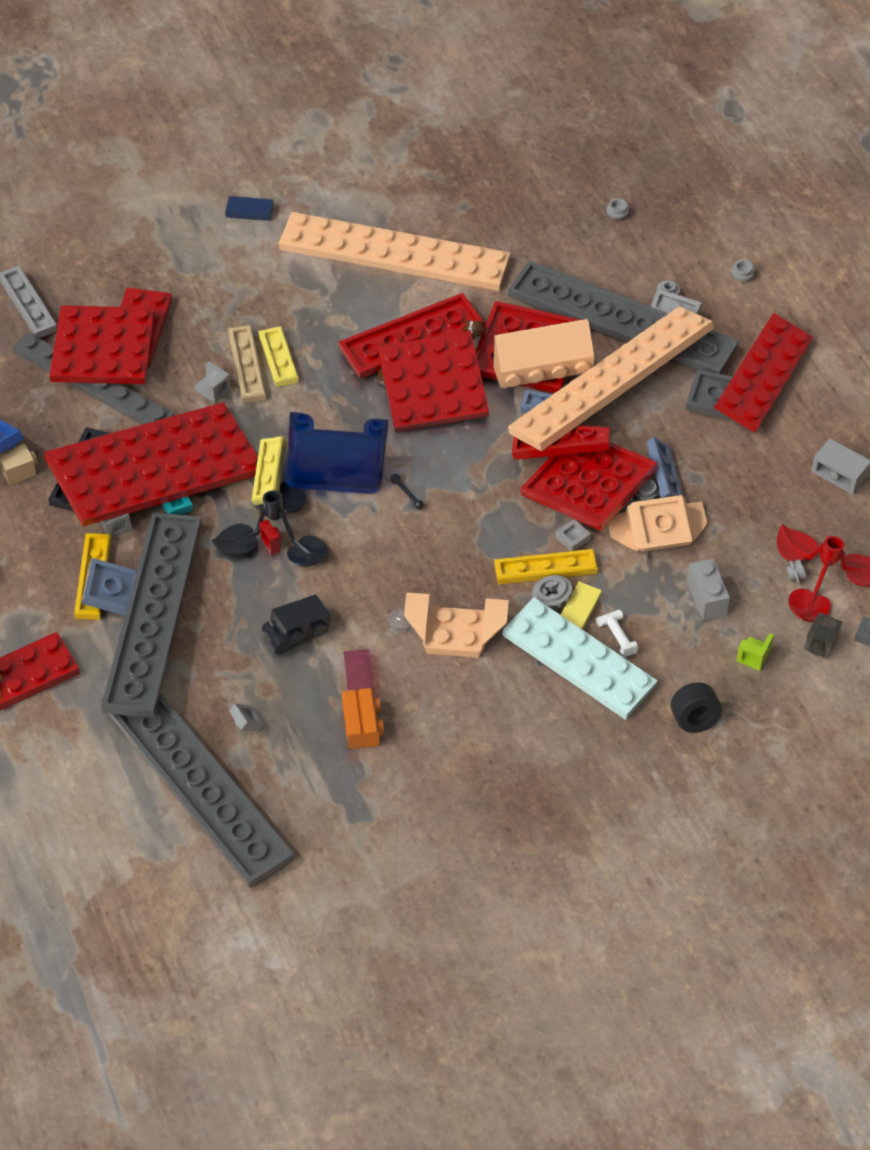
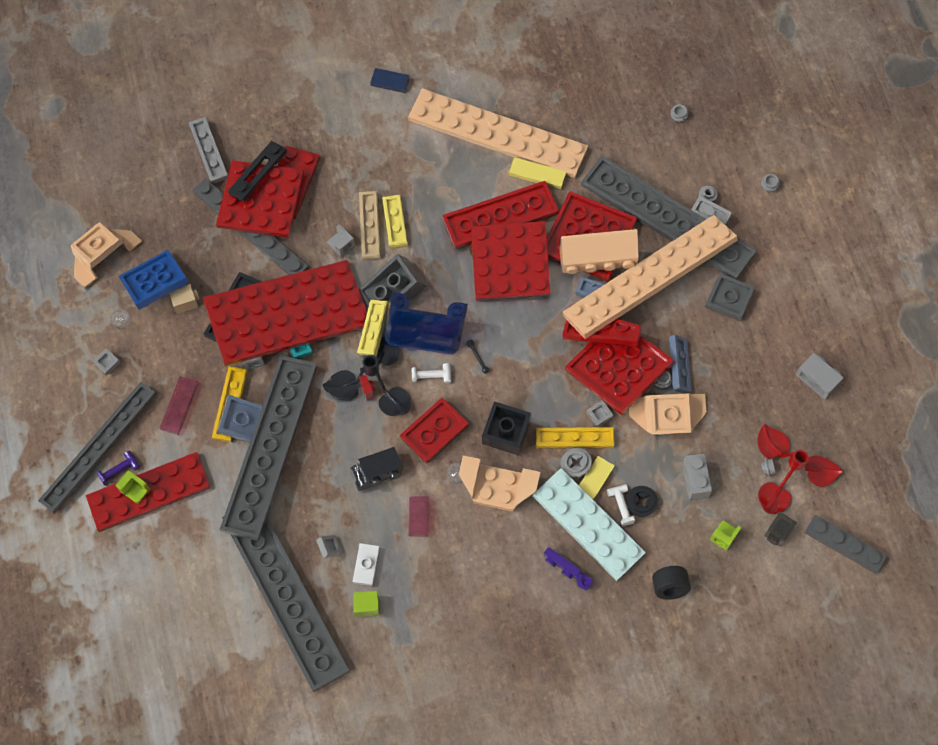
camera: 10 degrees right, 15 degrees up
(25, 585) = (179, 405): none -> clear pink tile
(81, 332) = (242, 189): none -> black container
(275, 417) = (395, 276): none -> dark grey slope
(297, 735) = (366, 564): none -> white plate
(305, 776) = (366, 603): none -> lime panel
(361, 718) = (415, 558): orange brick -> none
(364, 575) = (434, 430): none -> red plate
(366, 513) = (446, 373): none -> white piece
(447, 287) = (537, 173): none -> light yellow tile
(457, 560) = (506, 428): none -> black brick
(475, 327) = (549, 216): reddish brown plate -> none
(560, 707) = (568, 569): none -> dark purple hinge
(643, 617) = (642, 492): none -> black gear
(763, 372) = (771, 282): red plate -> none

